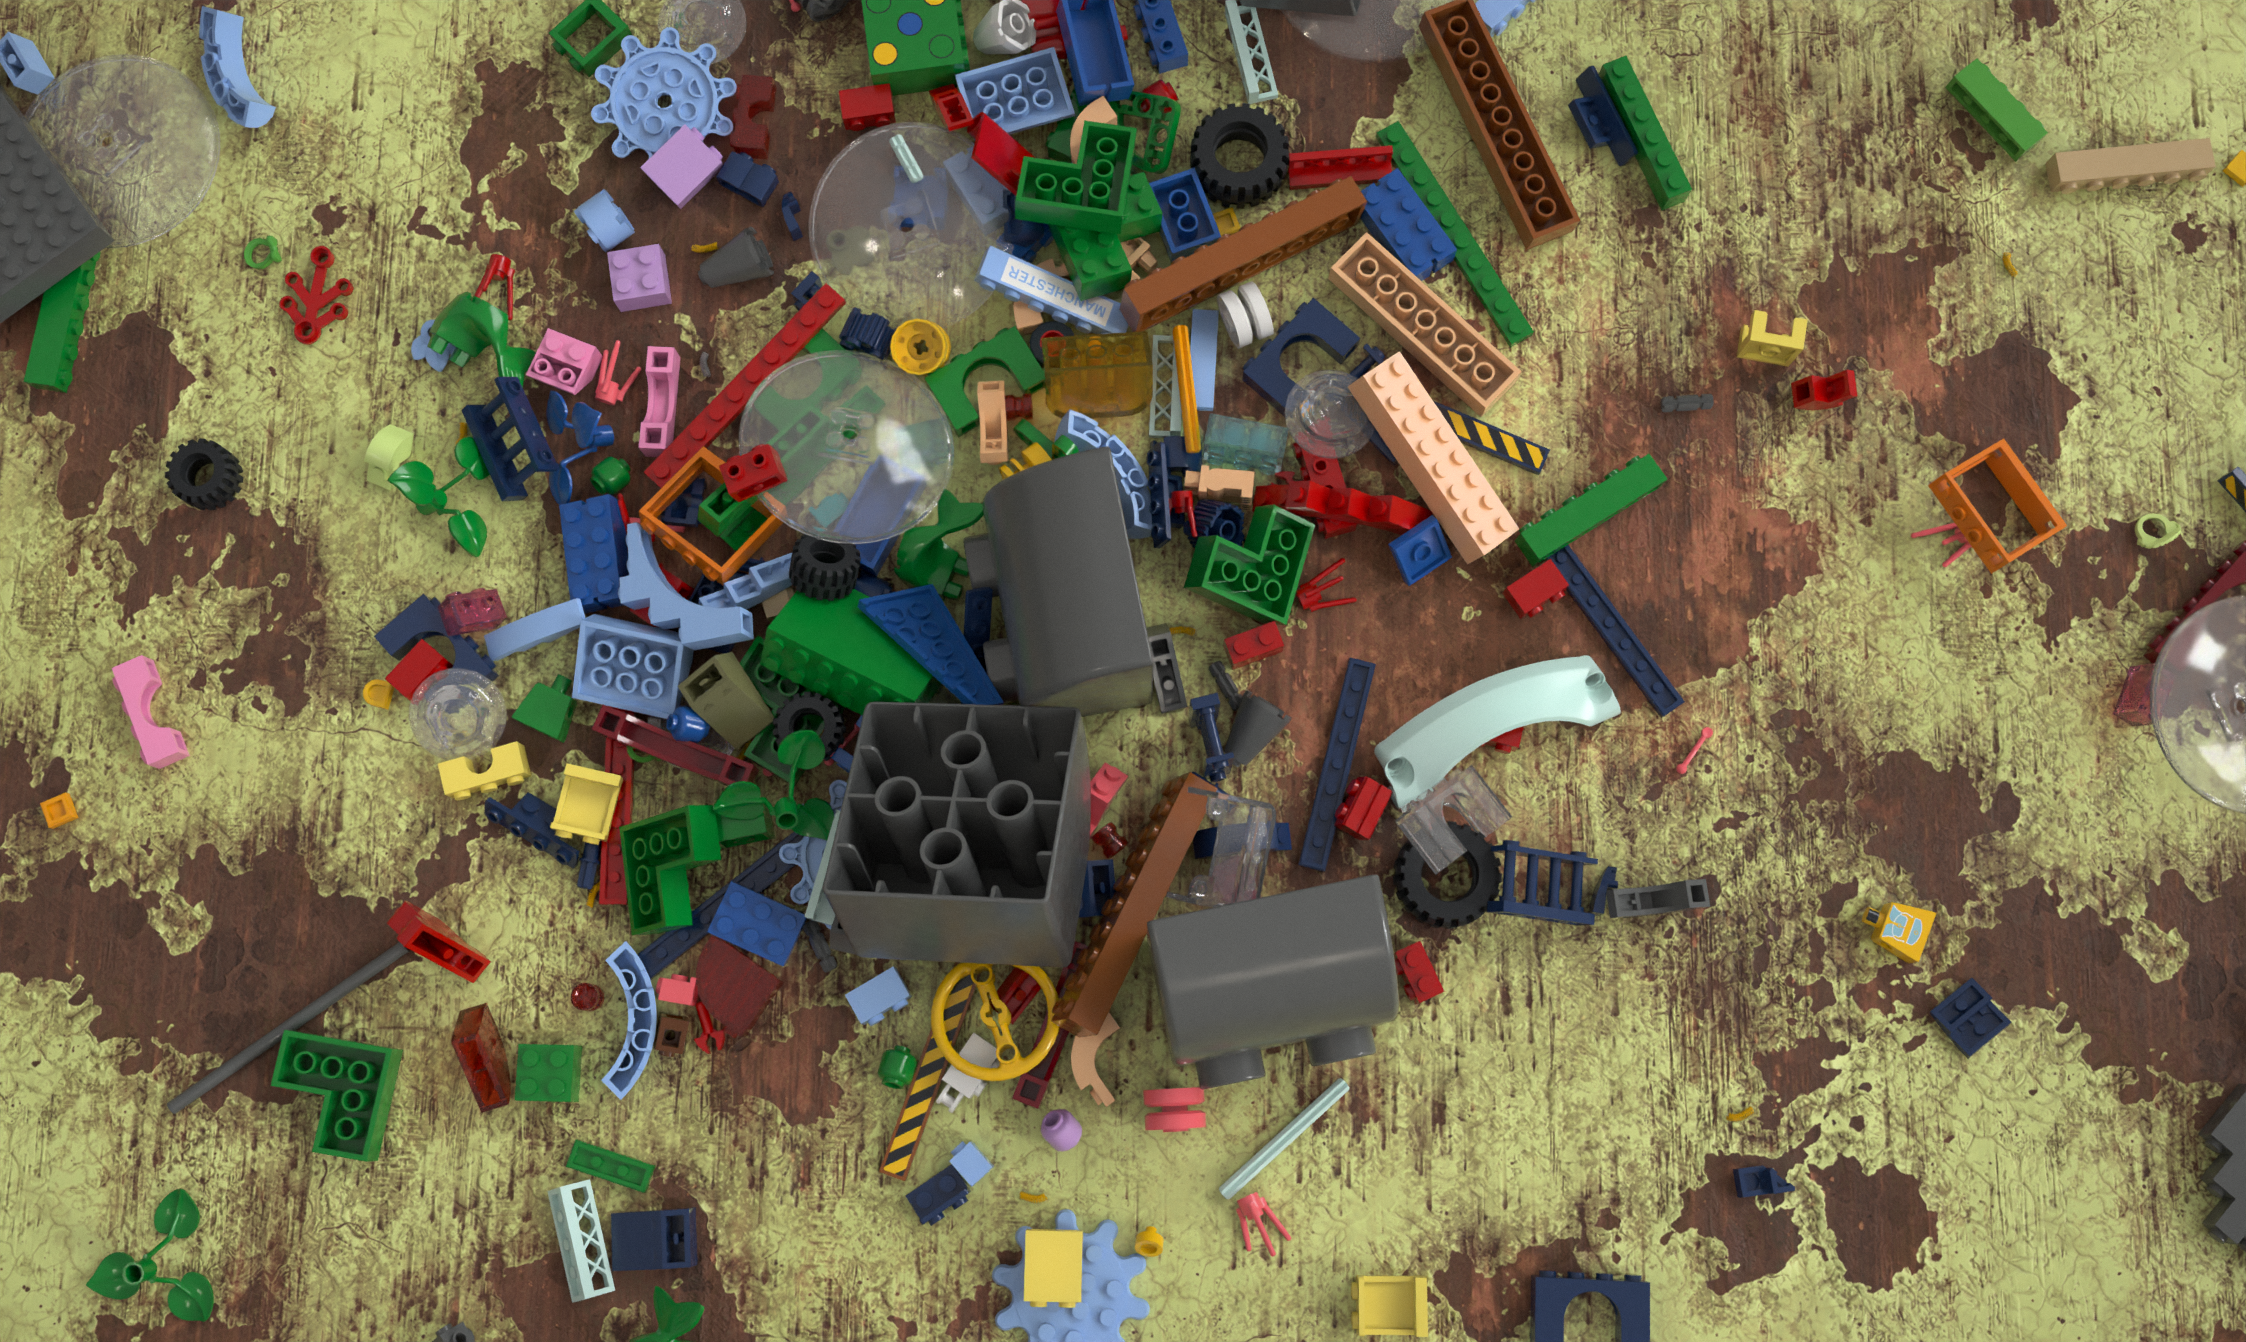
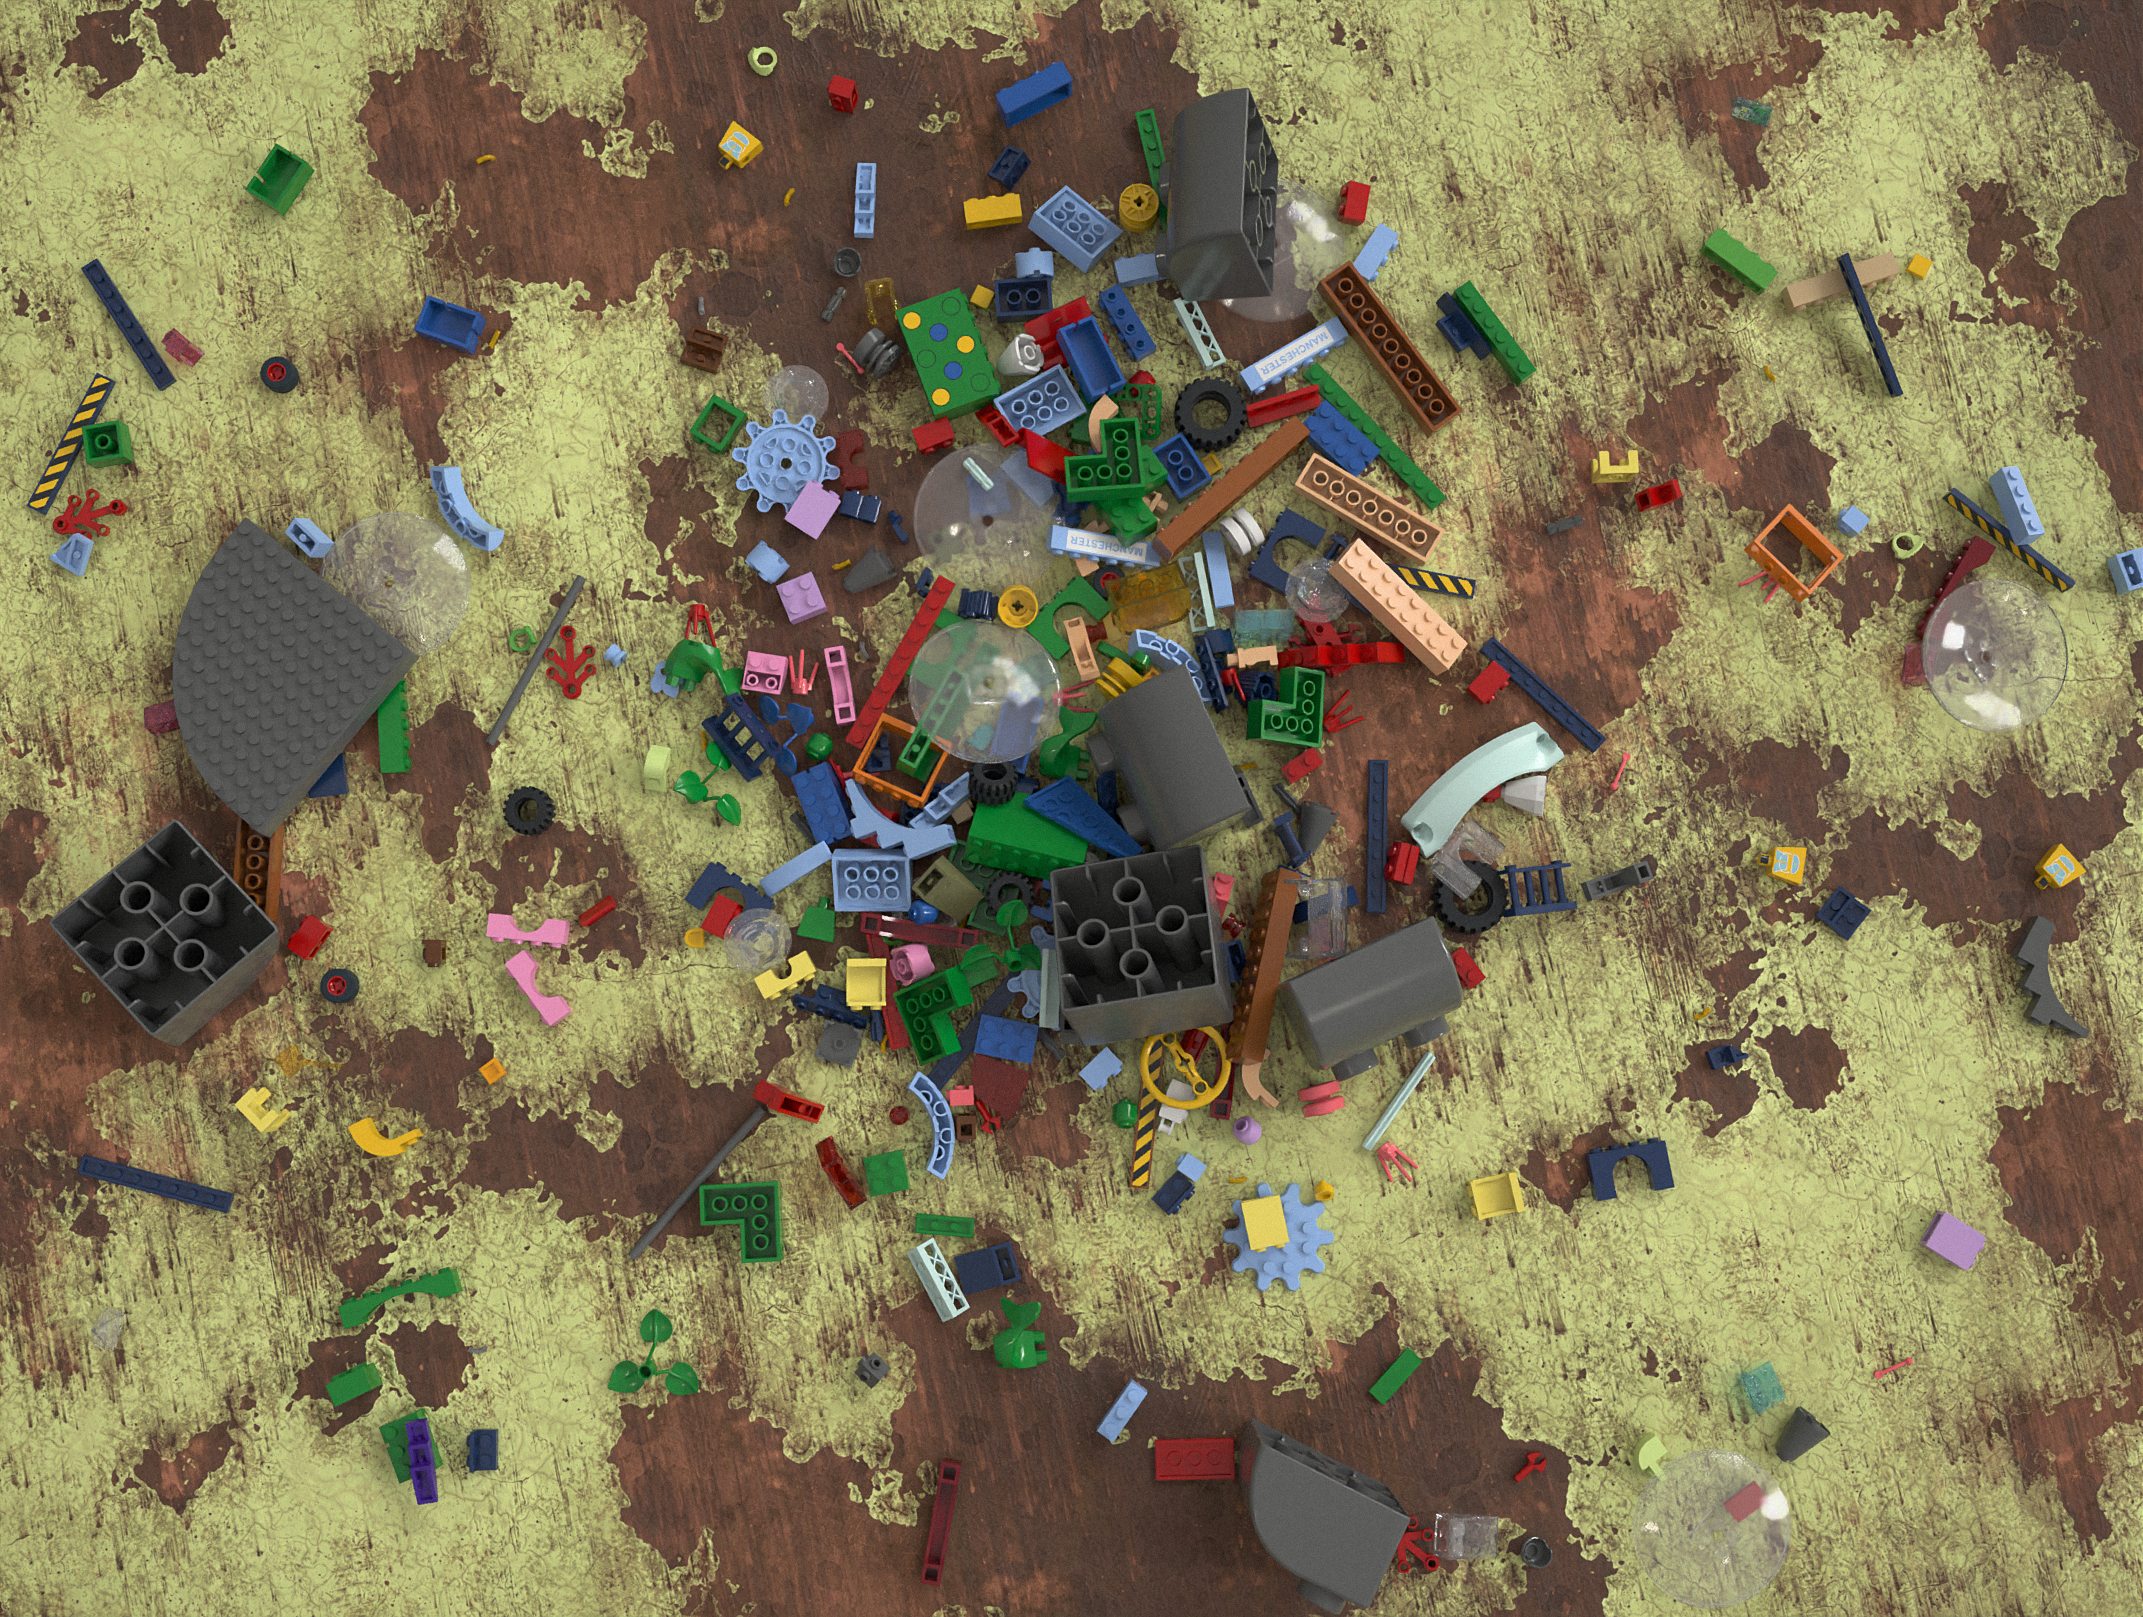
camera: 15 degrees left, 5 degrees up
(27, 633) = (435, 952): none -> reddish brown brick
(130, 621) = (504, 927): none -> bright pink arch
(258, 629) = (597, 911): none -> red slope
(270, 284) = (535, 660): none -> dark grey piece
(375, 298) = (615, 655): none -> light blue wheel
(471, 611) = (749, 866): clear pink brick -> none
(532, 880) = (839, 1043): none -> dark grey panel
(559, 573) = (803, 827): none -> dark grey axle
(655, 790) = (911, 963): none -> bright pink brick
(753, 472) = (930, 727): red brick -> none
(956, 481) = (1065, 699): none -> coral plant
(1186, 389) = (1213, 594): light orange axle -> none
(1358, 484) = (1346, 635): none -> red bar
(1369, 106) = (1293, 356): none -> light blue brick
(1420, 550) = (1402, 673): blue tile -> none
(1557, 751) = (1526, 794): none -> white cone
(1591, 509) = (1516, 615): green brick -> none
(1605, 883) = (1576, 888): dark blue slope -> none
(2085, 482) = (1851, 521): none -> light blue brick
(2160, 227) = (1869, 325): none -> dark blue tile

